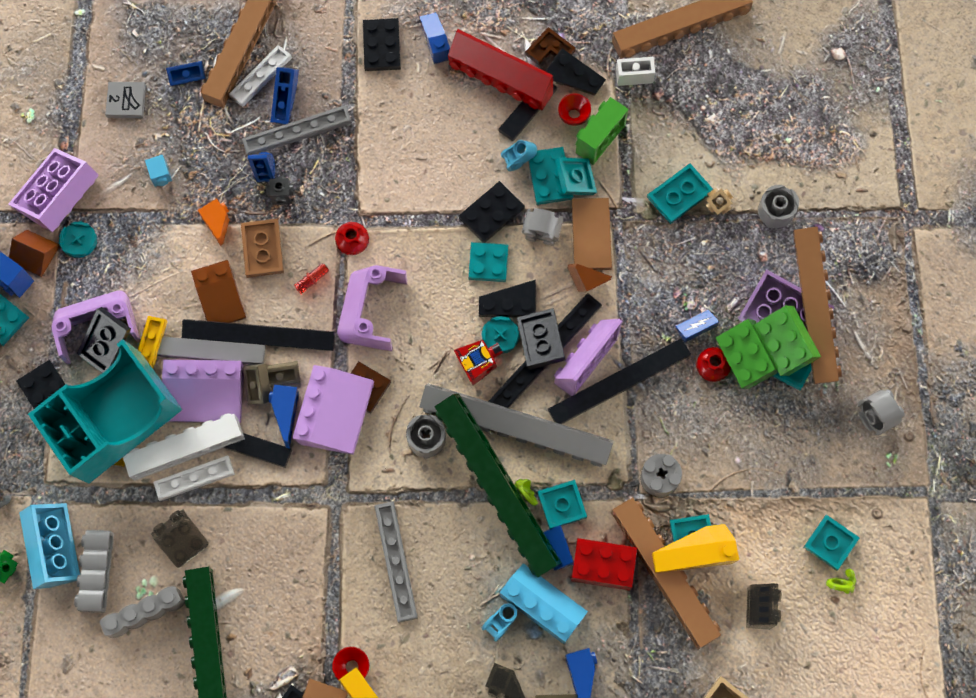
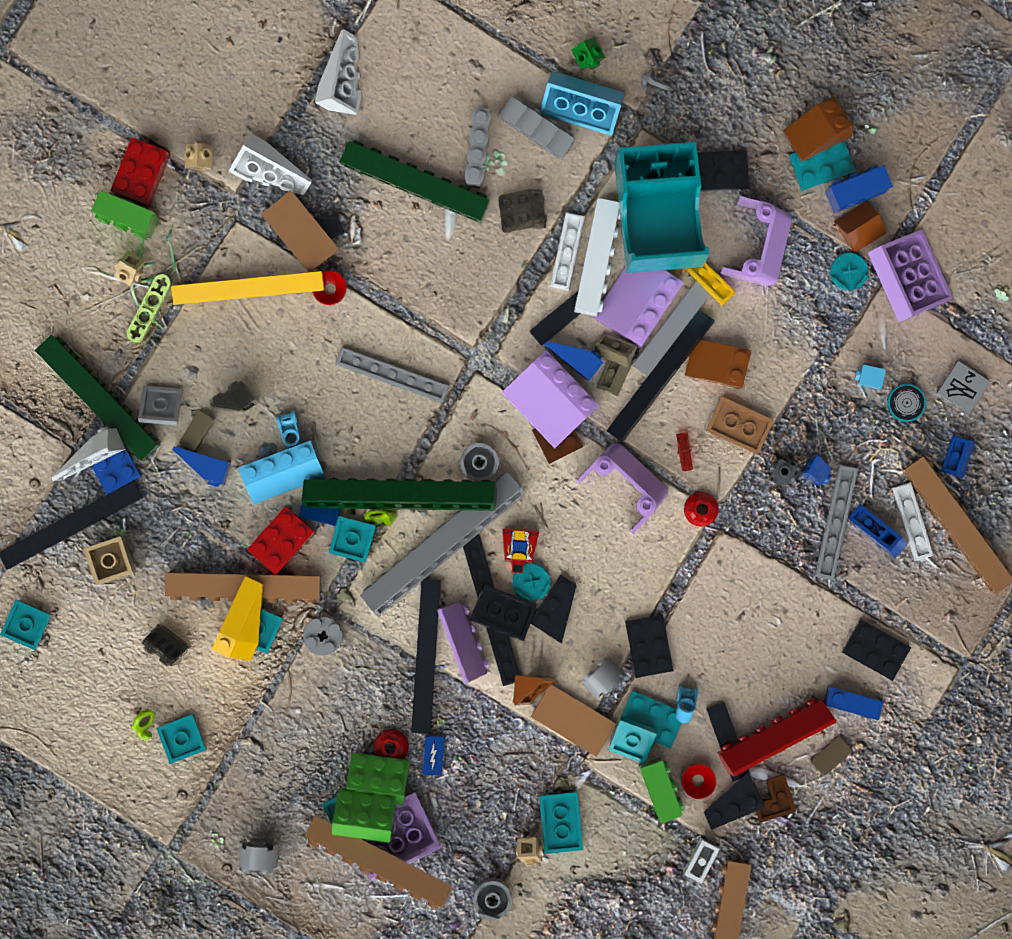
camera: 120 degrees right, 15 degrees up
(101, 340) = (732, 241): black plate -> none
(164, 134) = (906, 403): none -> tile
(216, 219) = (791, 401): orange slope -> none
(487, 27) = (831, 756): none -> dark tan slope
(488, 262) = (604, 613): teal plate -> none

